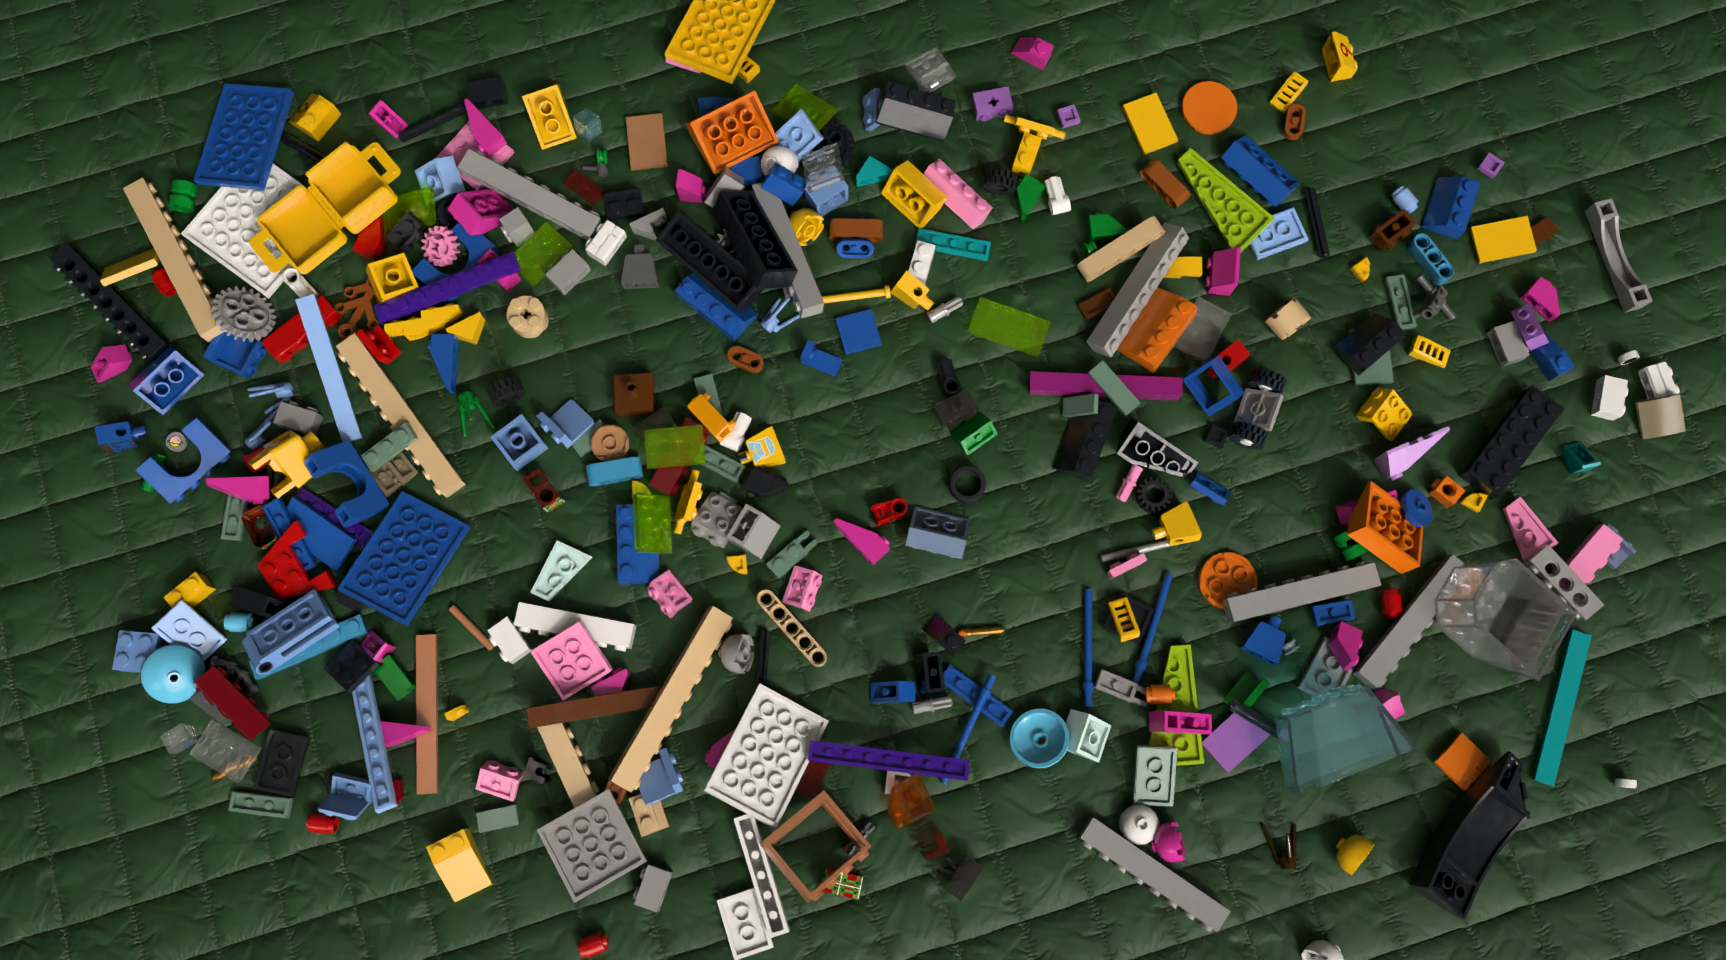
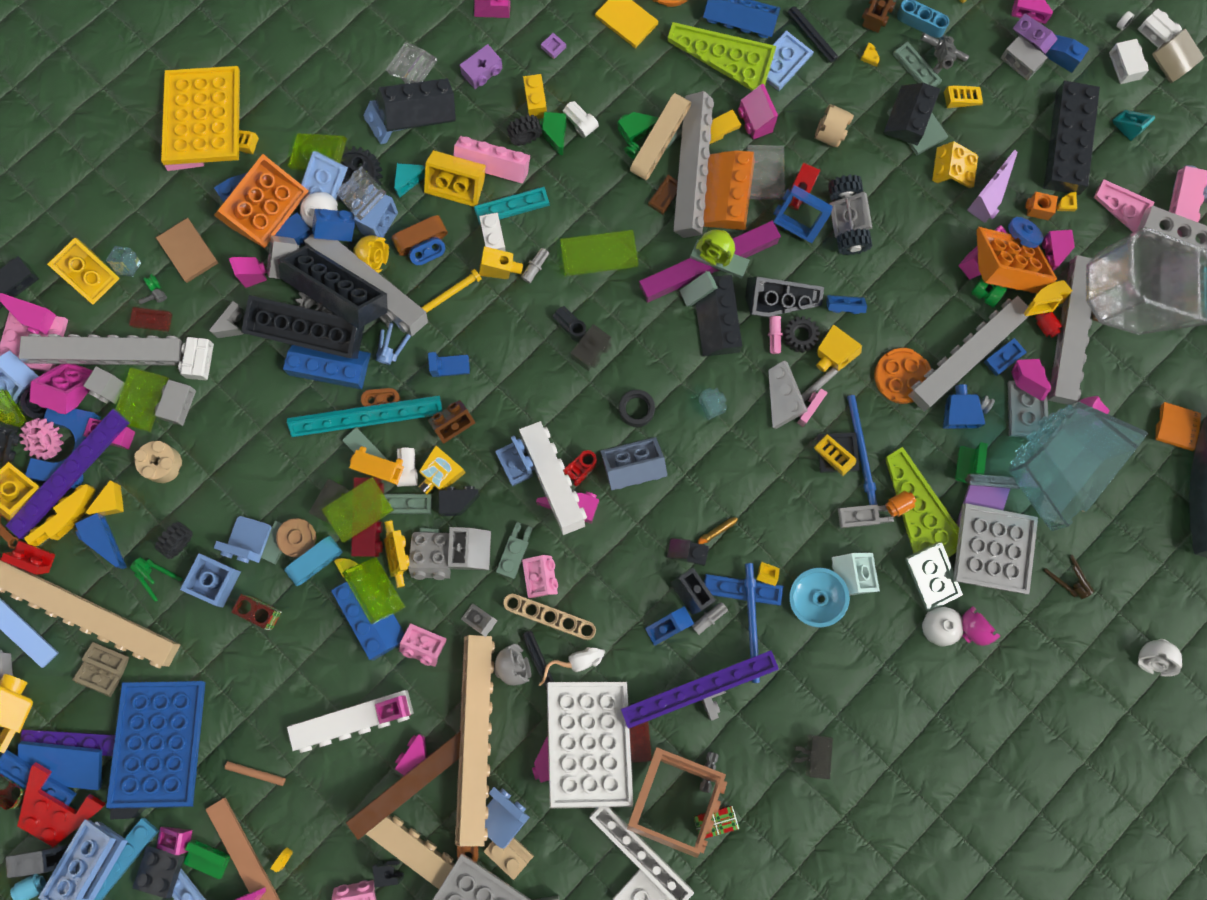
camera: 30 degrees left, 0 degrees up
(345, 459) = (52, 682): blue arch -> none
(389, 447) = (88, 648): sand green plate -> none
(509, 640) = (296, 767): white brick -> none
(558, 570) = (308, 677): light aqua wing -> none
(571, 660) = (364, 754): bright pink plate -> none
(615, 634) = (392, 709): none -> dark pink slope
(624, 204) = (195, 315): black bracket -> none
(634, 394) = (295, 482): reddish brown brick -> none
(639, 270) = (240, 368): dark grey torso -> none
(724, 368) = (364, 416): none -> teal tile
(729, 598) = (479, 620): none -> light grey slope
(738, 563) = (470, 584): yellow tile -> none
(796, 411) = (451, 421): none -> reddish brown brick
(797, 679) = (579, 660): none -> white animal
(833, 481) = (514, 462): none -> medium blue bracket
(858, 331) = (469, 323): blue tile -> none
(858, 507) = (552, 478): none -> white brick
(909, 802) = (737, 716): clear orange slope -> none
(941, 846) = (786, 740): clear red panel -> none
(974, 433) = (618, 360): green panel -> none
(1005, 693) = (768, 574): none -> yellow plate
(1029, 126) = (529, 68): yellow plate -> none
(1038, 515) = (712, 403): none -> clear light blue brick
(1087, 685) = (834, 528): blue bar -> none
(1108, 542) = (784, 395): none -> light grey wing
(1115, 376) = (716, 247): none -> lime cylinder
(1154, 874) = (980, 663): light grey brick -> none
(1164, 183) = (667, 63): dark orange beam -> none
(1180, 722) = (931, 519): dark pink slope -> none
(1216, 436) = (826, 257): black tile -> none
(1225, 781) = (995, 549): none -> light grey plate
(1353, 852) = (1134, 552): yellow cylinder -> none
(1402, 580) = (1049, 298): none -> yellow slope
(1440, 537) = (1058, 246): none -> dark pink slope

